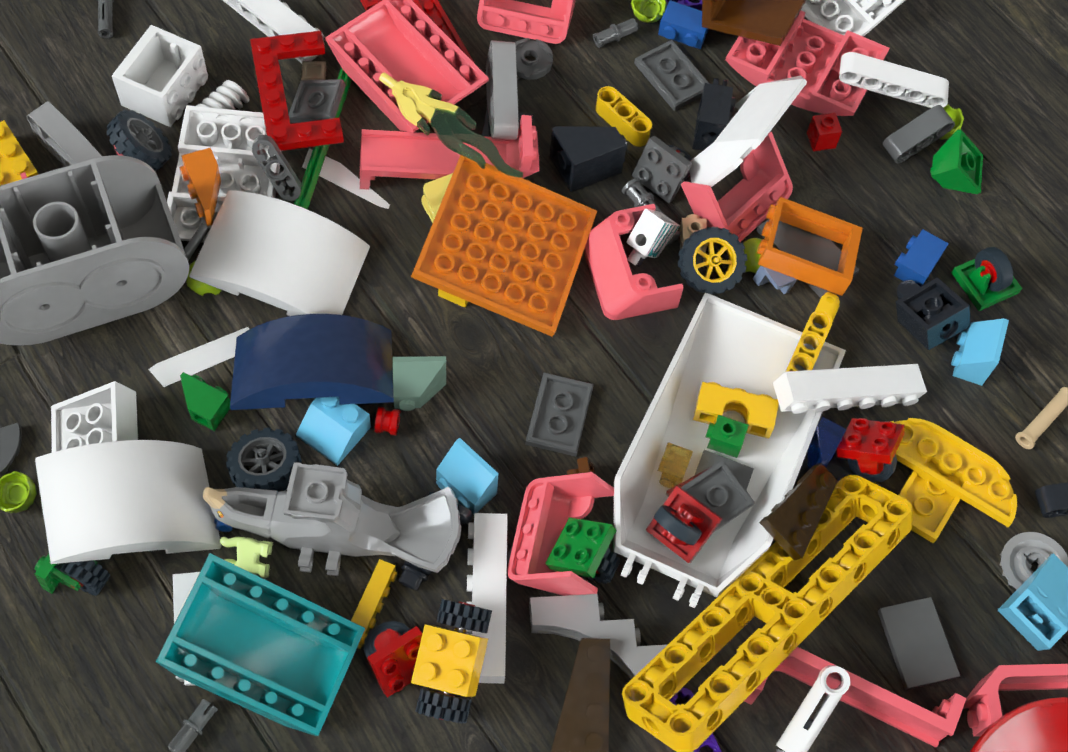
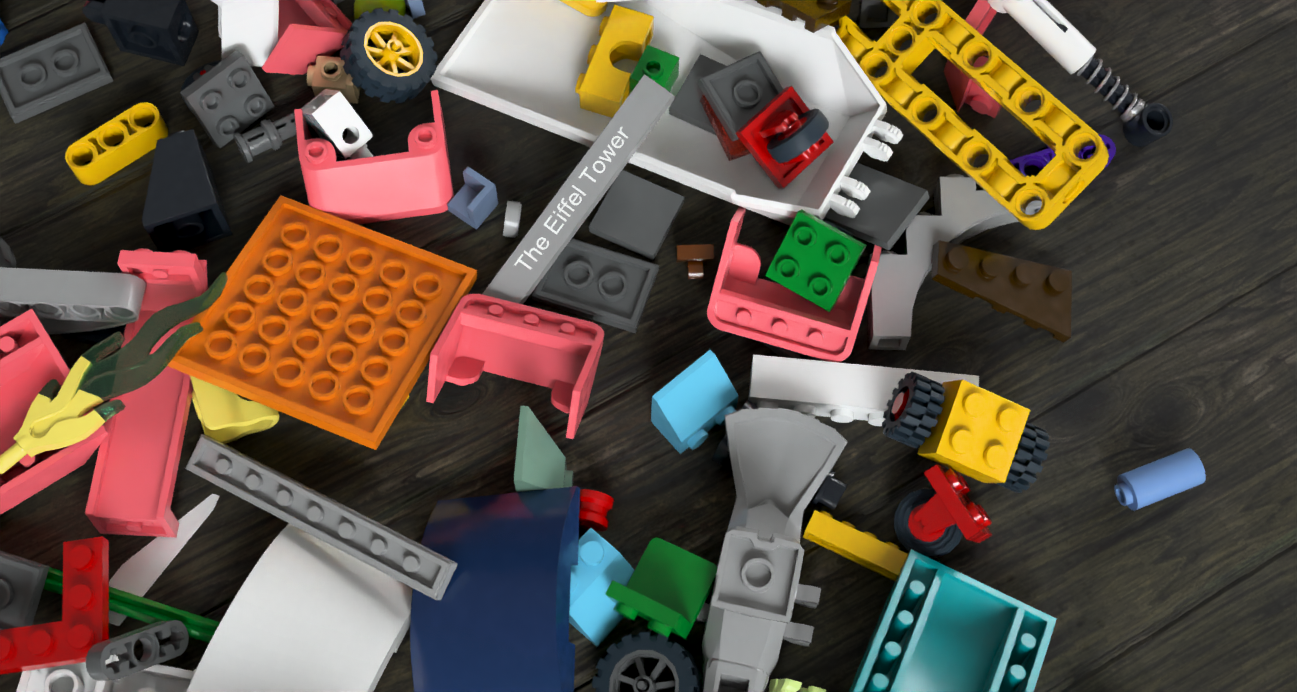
camera: 80 degrees left, 5 degrees up
(321, 452) = (665, 588): none -> green bracket
(368, 259) = (322, 517): none -> light grey tile
(506, 361) = (519, 345): none -> coral windscreen
(599, 353) = (512, 219): none -> light grey tile
(610, 383) = (581, 192): none -> light grey tile
(611, 329) = (475, 199): none -> sand blue panel
(612, 434) = (636, 214): none -> dark grey tile
(640, 603) = (886, 209): none -> dark grey tile
(674, 465) = (693, 144): clear yellow brick -> none

